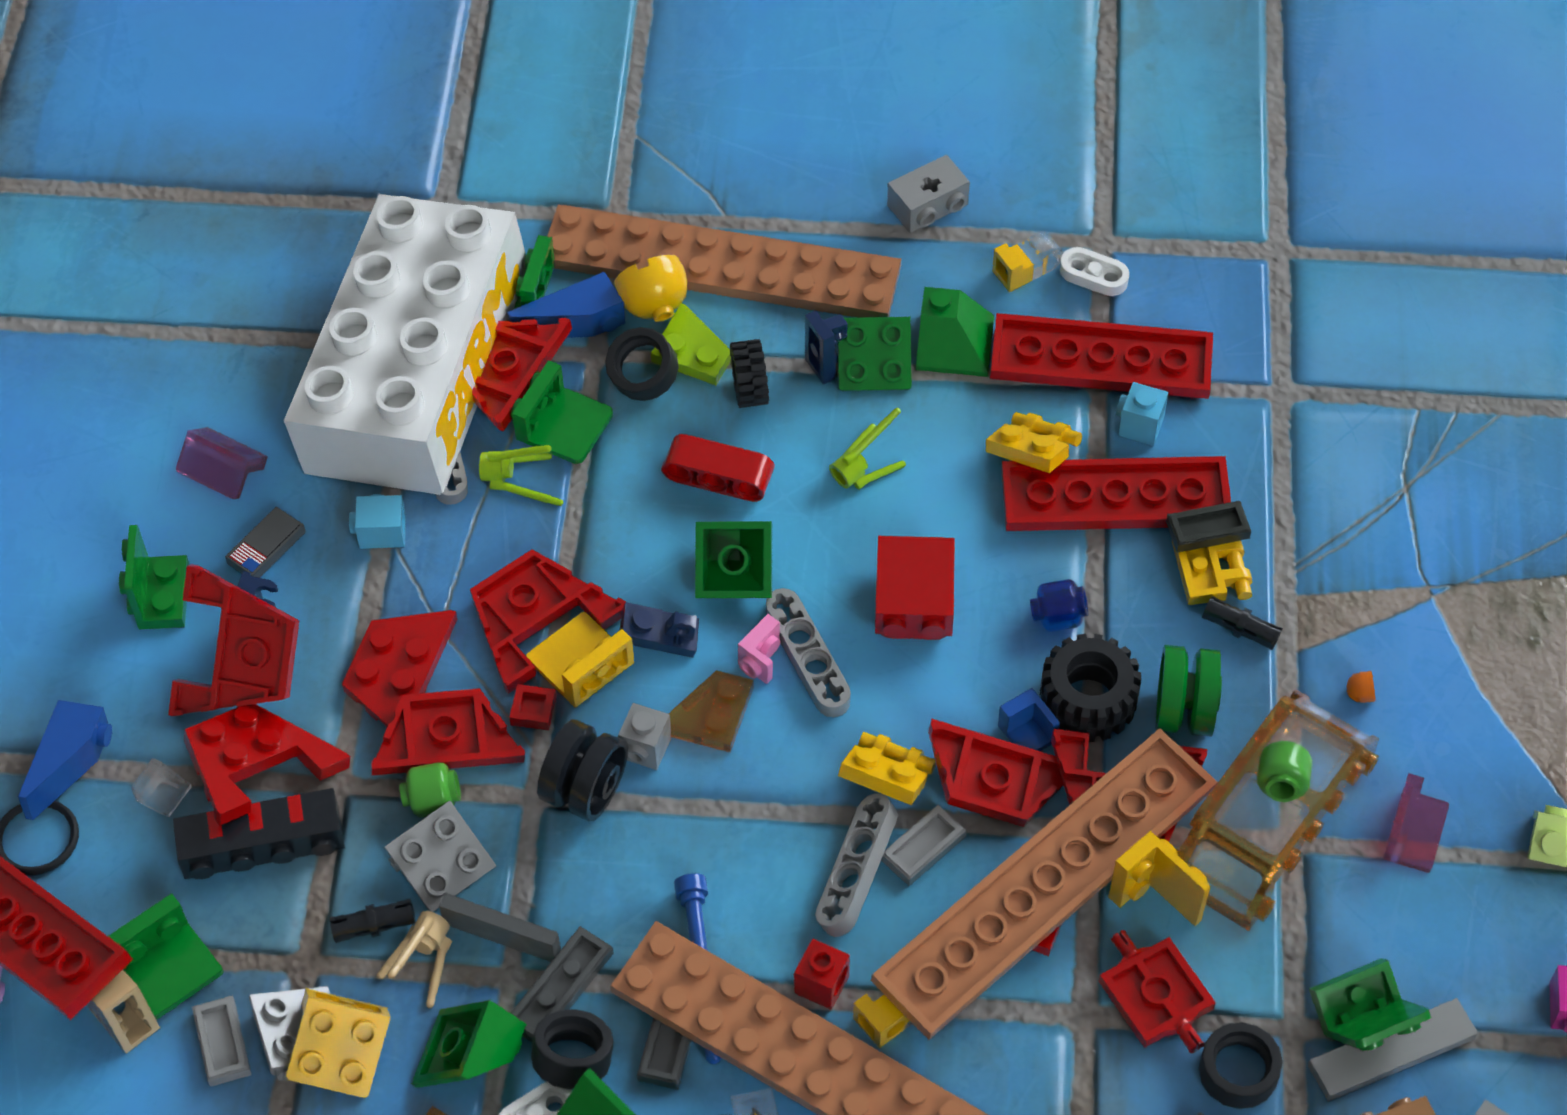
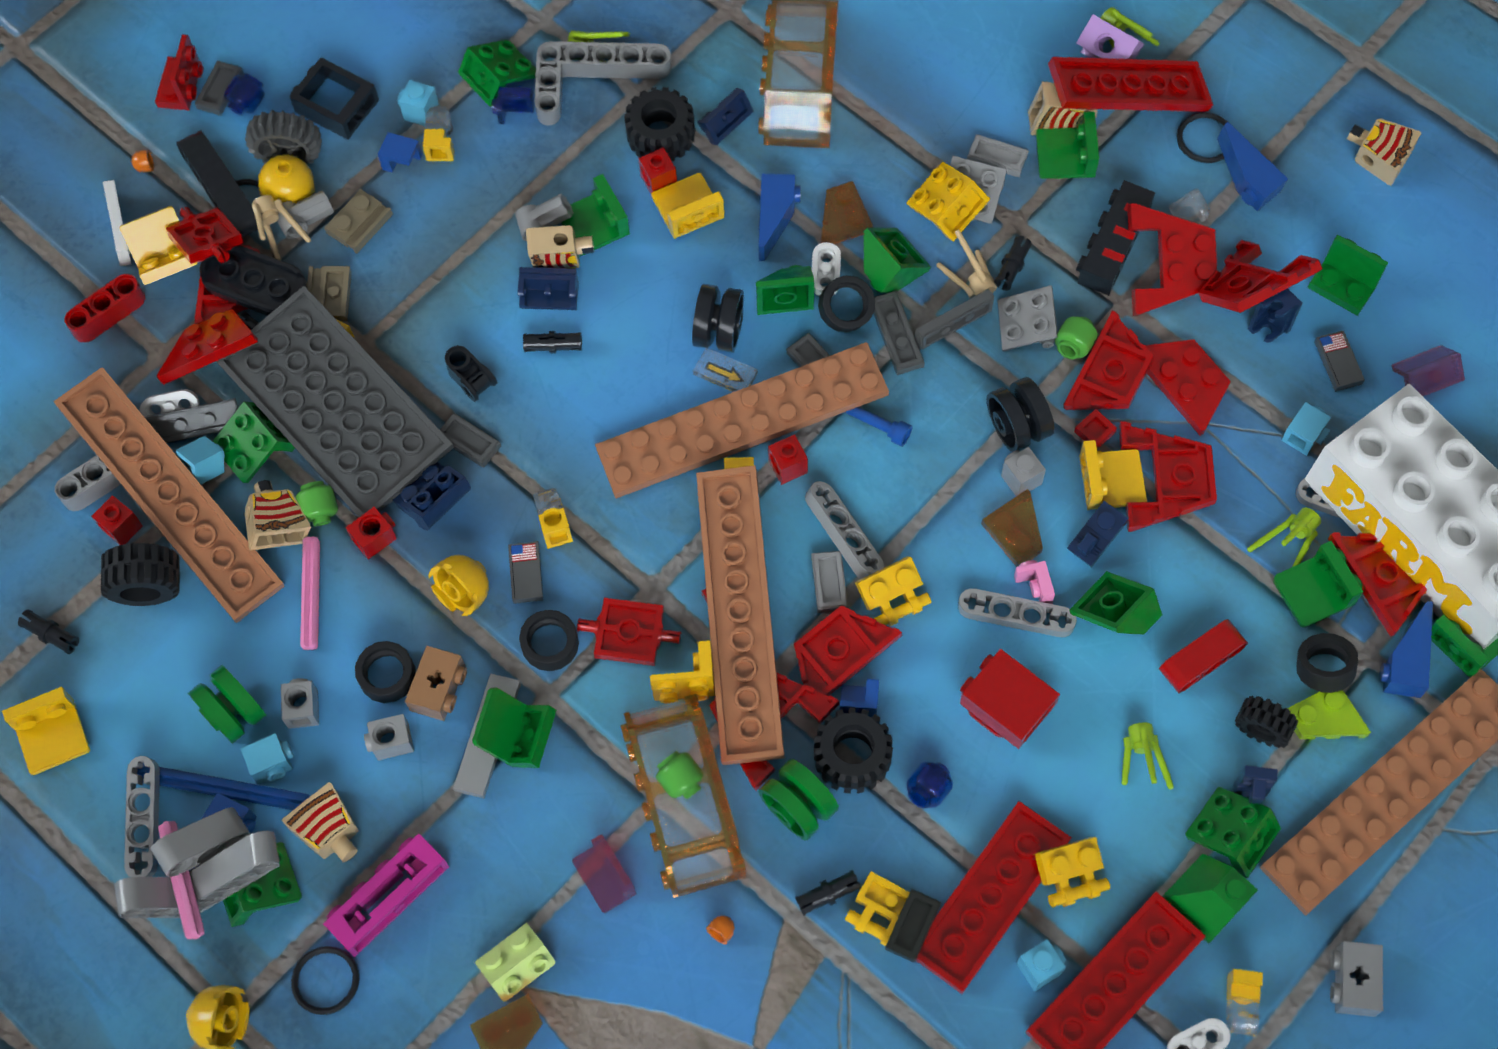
camera: 130 degrees right, 10 degrees up
(654, 289) = (1388, 711): yellow cylinder -> none

